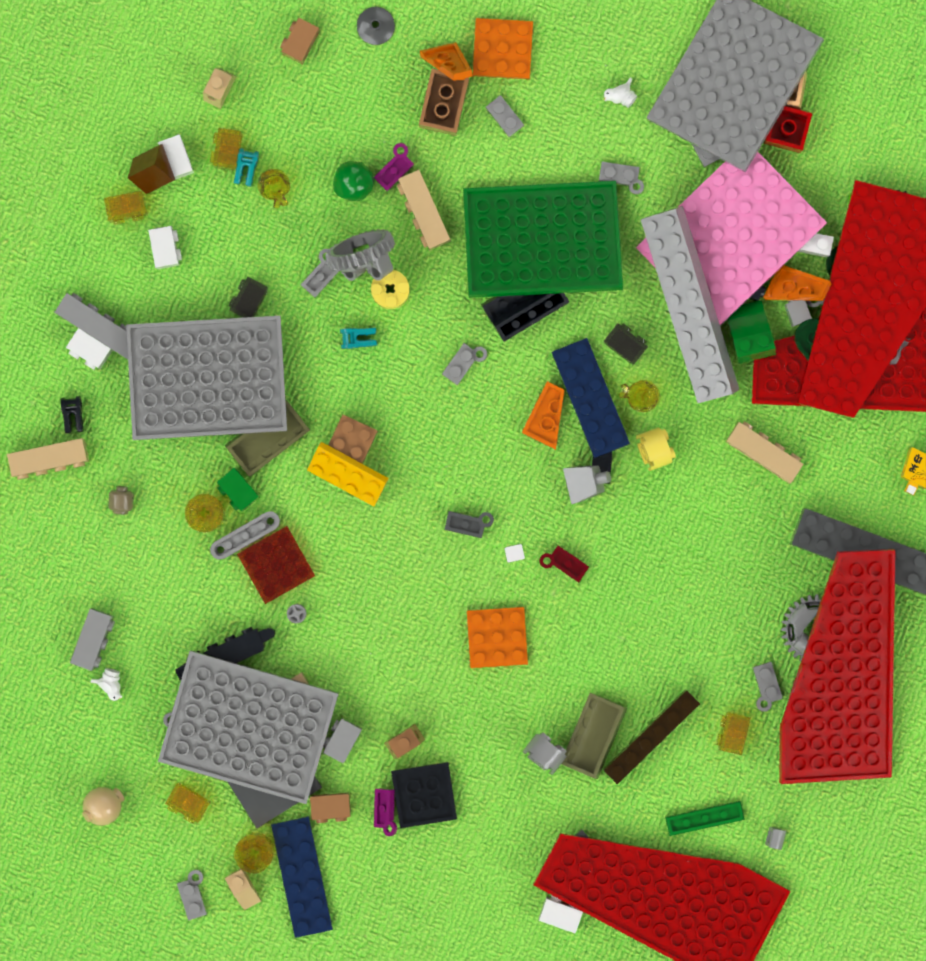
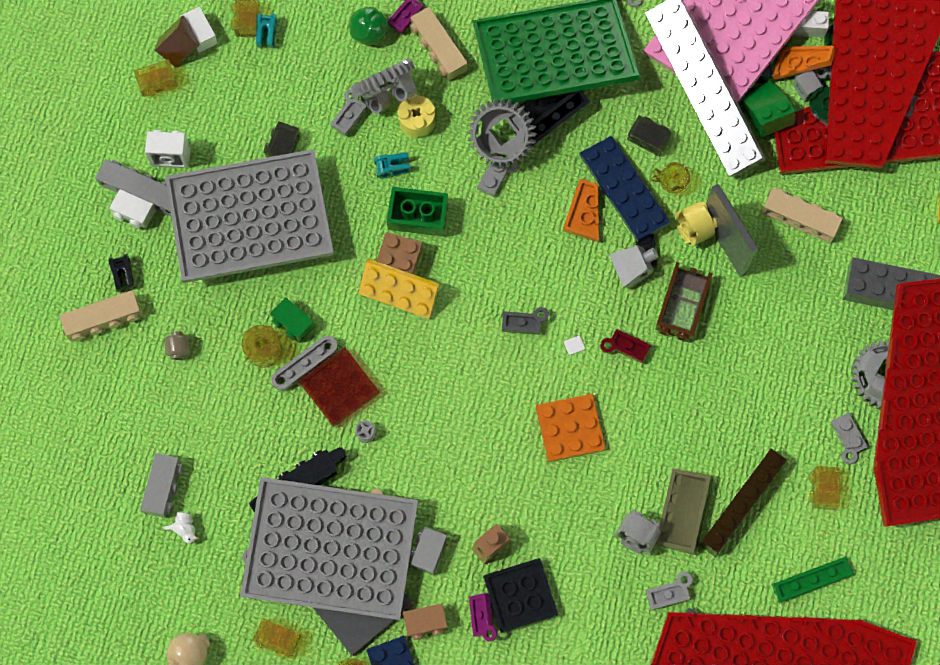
camera: 10 degrees left, 15 degrees down
(130, 291) = (167, 149): none -> white brick
(164, 247) = (196, 110): white brick -> none
(257, 449) = (308, 277): olive slope -> none
(274, 185) = (294, 40): clear yellow hat -> none
(377, 394) = (417, 211): none -> green brick
(461, 329) = (490, 143): none -> light grey piece
(566, 813) = (669, 593): none -> light grey hinge
(629, 527) = (683, 303): none -> clear door
(685, 468) = (731, 231): none -> dark grey tile
(775, 838) = (889, 588): light grey brick -> none

